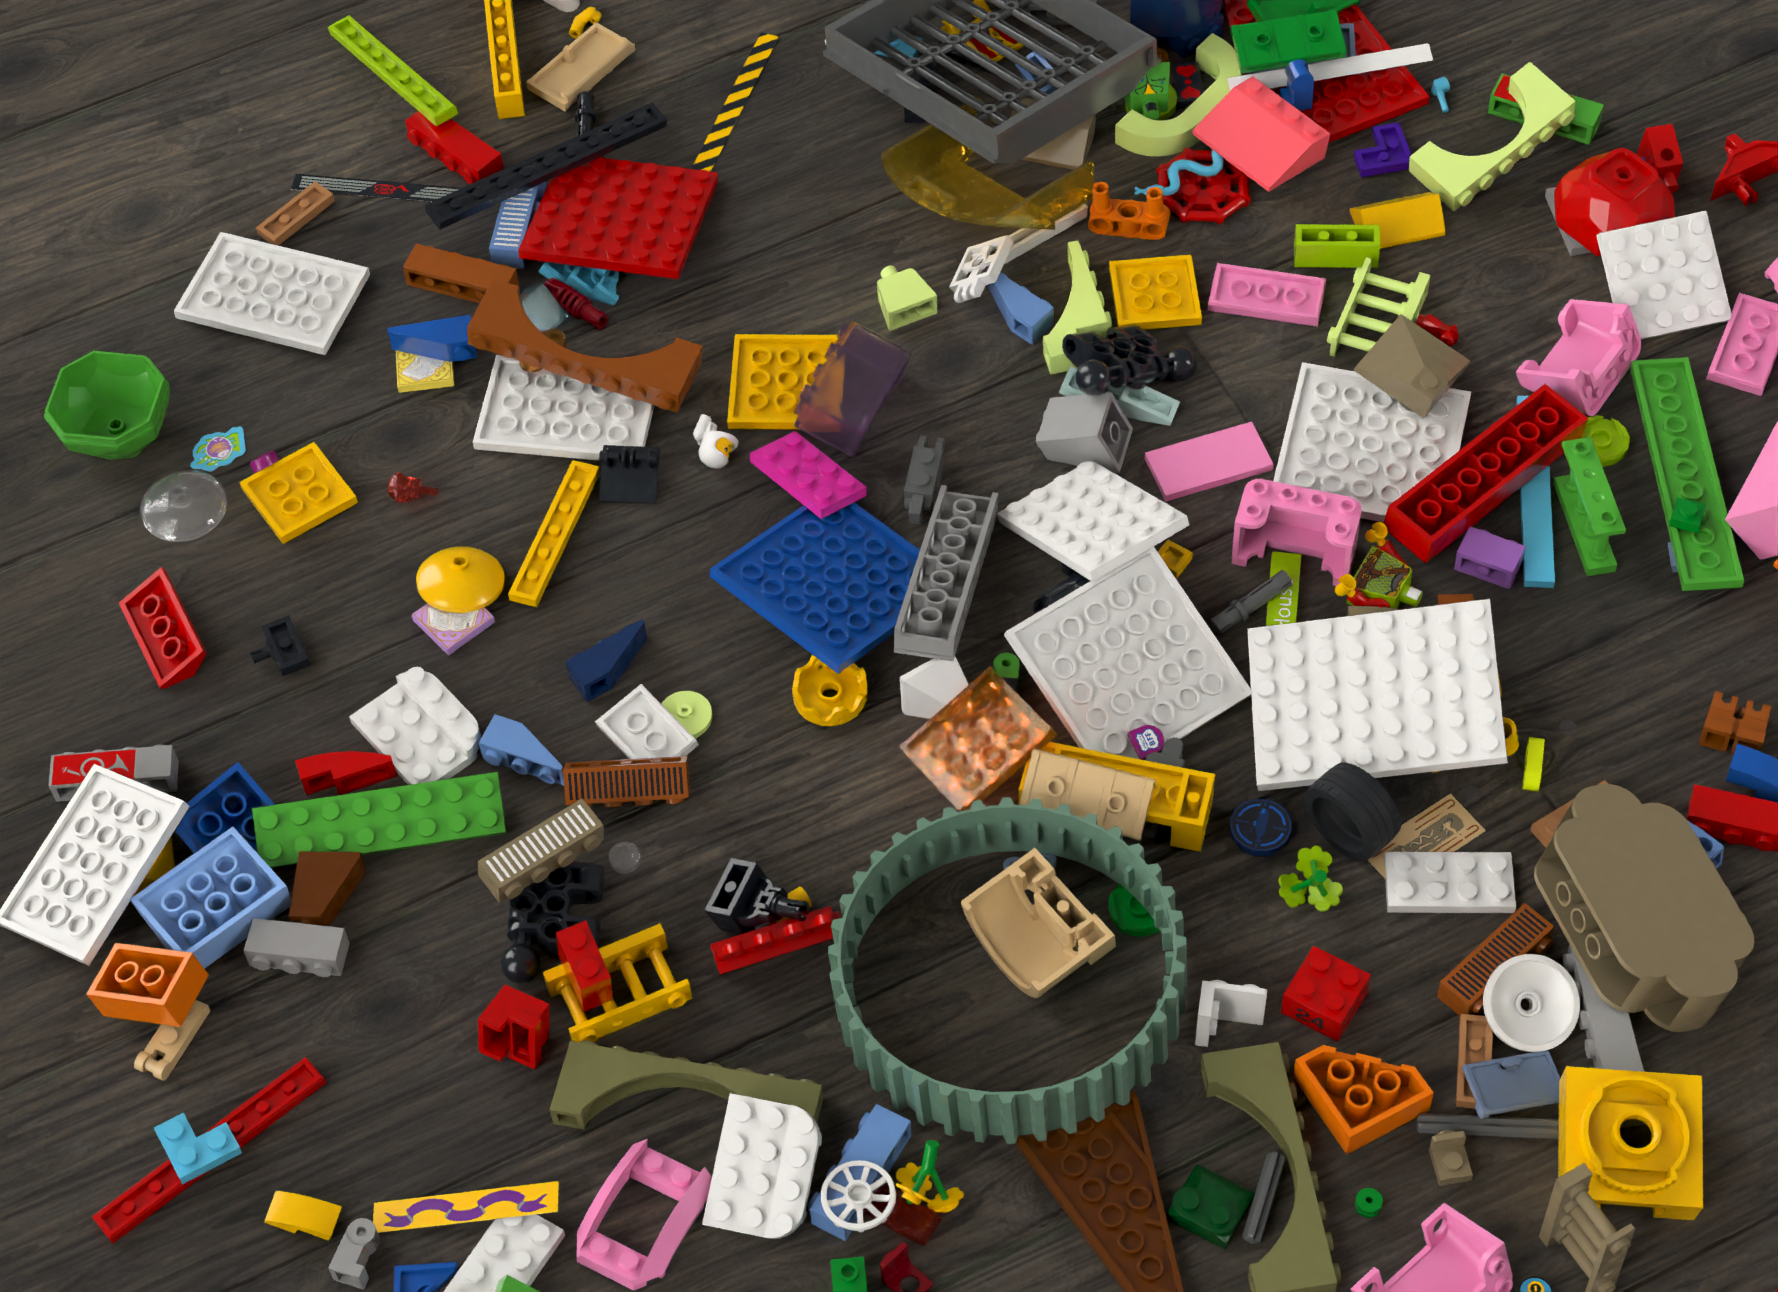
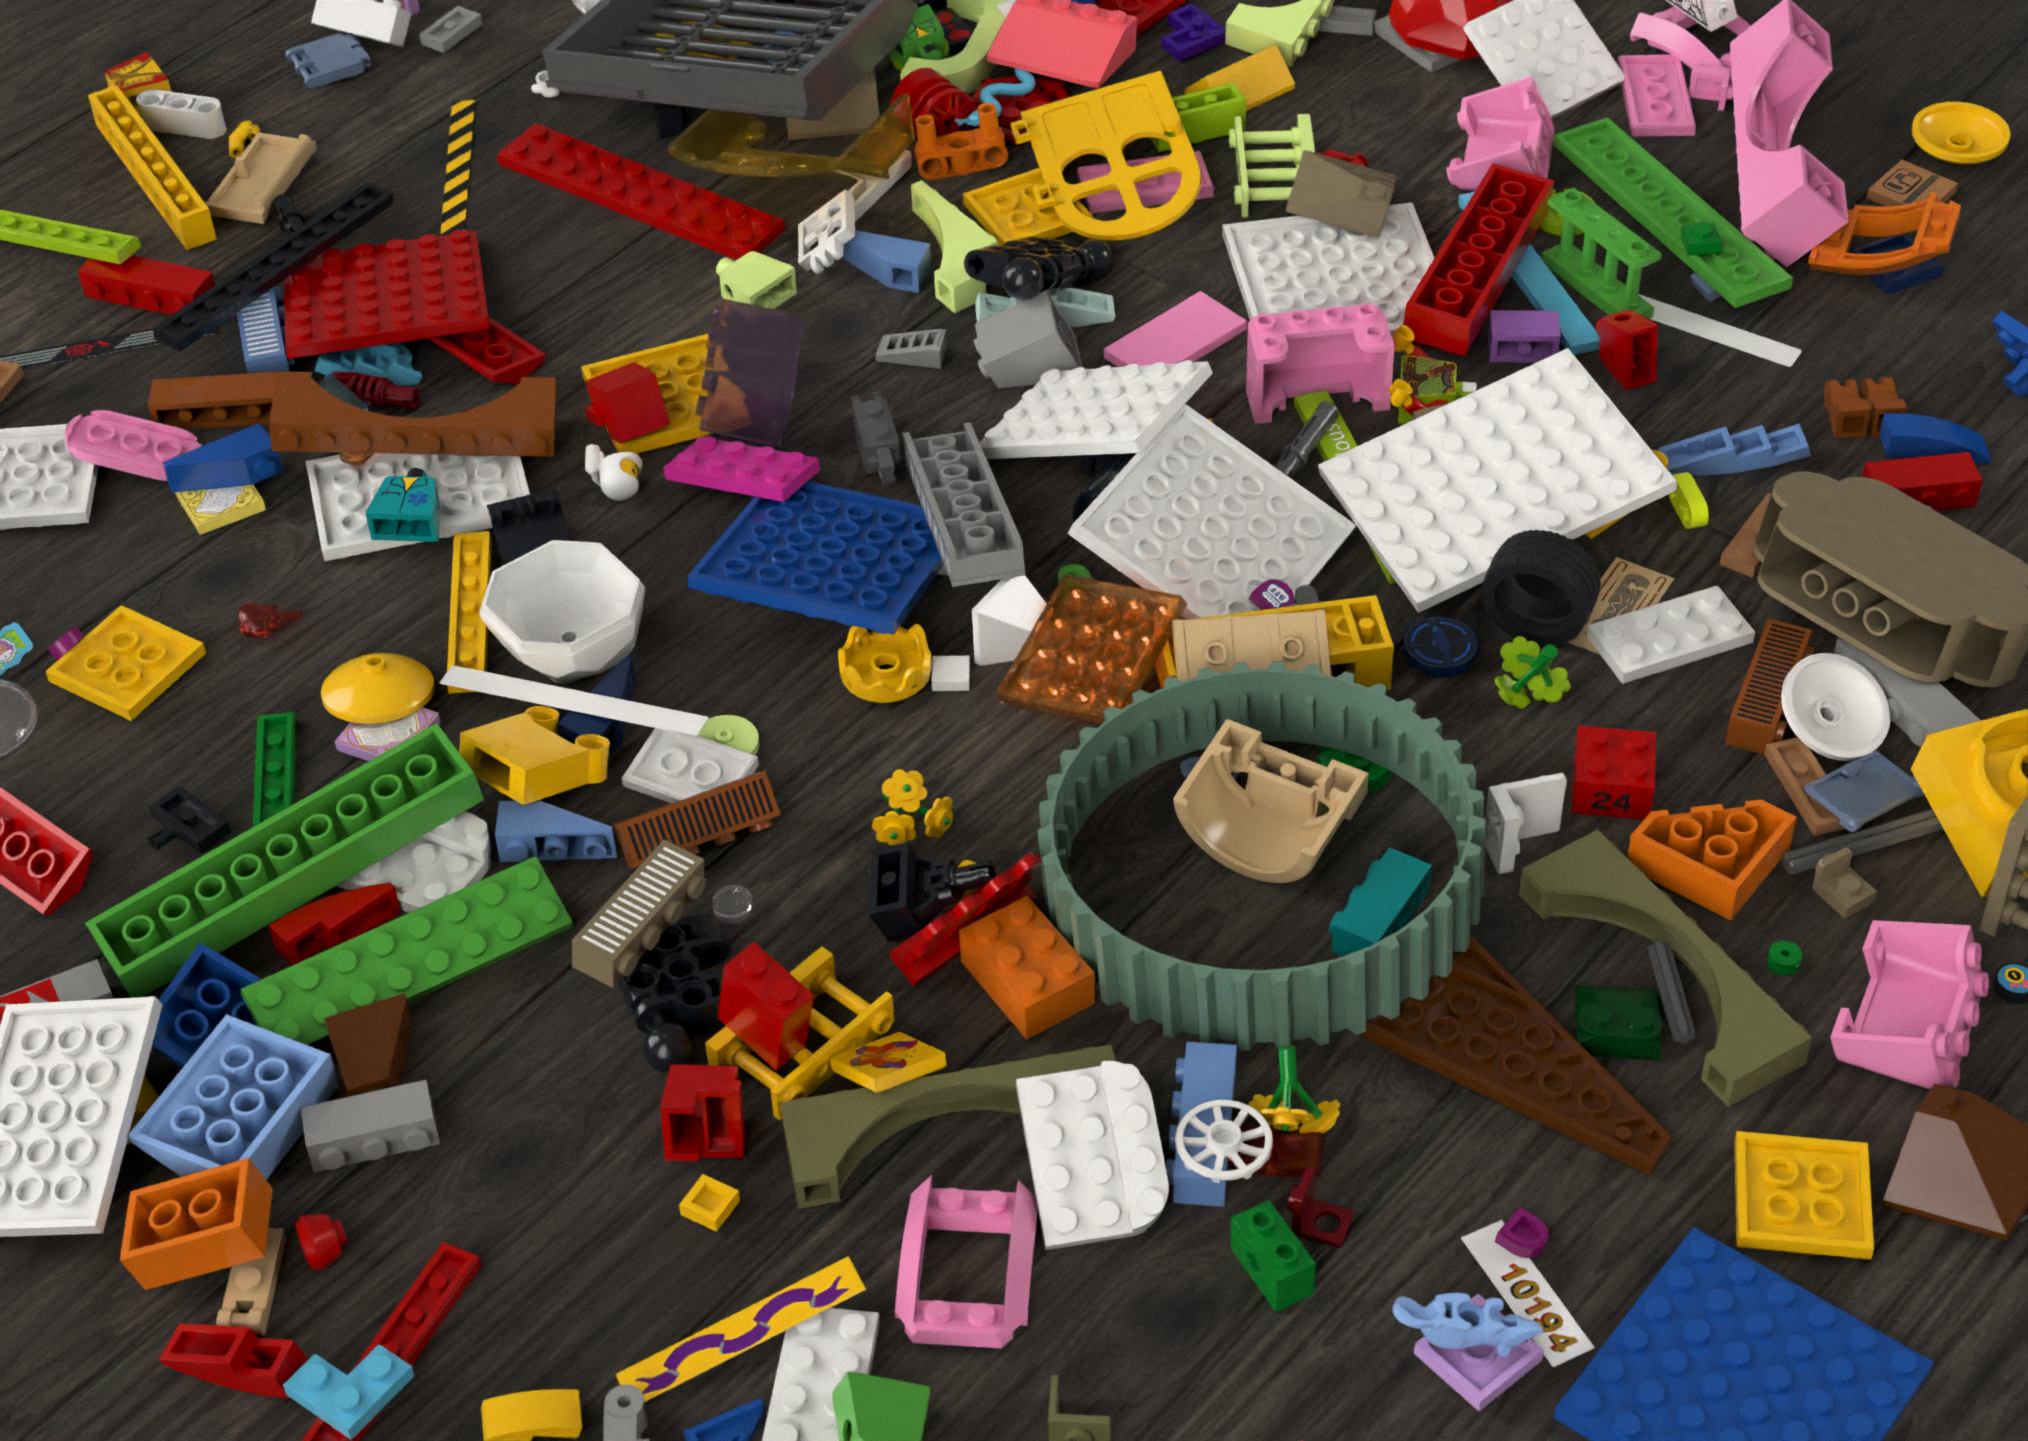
camera: 25 degrees left, 10 degrees down
(134, 1091) = (233, 1358): none -> red slope
(225, 1024) = (320, 1239): none -> red cone
(326, 713) = (286, 860): none -> bright green brick
(350, 649) = (274, 765): none -> green tile
(379, 294) = (127, 442): none -> bright pink tile
(492, 1097) = (709, 1202): none -> yellow plate
(528, 685) = (529, 759): none -> yellow piece
(544, 428) = (405, 509): none -> teal torso
(586, 646) = (574, 700): none -> white sticker
(604, 552) = (565, 609): none -> white rock
(662, 1036) = (888, 1062): none -> yellow tile
(678, 302) = (494, 352): none -> red slope
(745, 387) = (626, 402): none -> red plate
(780, 819) = (904, 793): none -> yellow plant
(800, 994) = (1027, 967): none -> orange brick
(860, 174) = (640, 192): none -> red plate
(877, 715) = (951, 673): none -> white tile
(1001, 410) = (914, 348): none -> light grey slope
(1084, 1042) = (1383, 902): none -> teal brick
(1123, 165) = (935, 96): none -> red wheel
(1246, 232) = (1103, 125): none -> yellow door
(1528, 179) = (1349, 21): none -> light grey tile
(1566, 586) = (1628, 348): none -> red torso
(1606, 732) = (1745, 451): none -> medium blue slope
(1663, 605) = (1723, 333): none -> white sticker

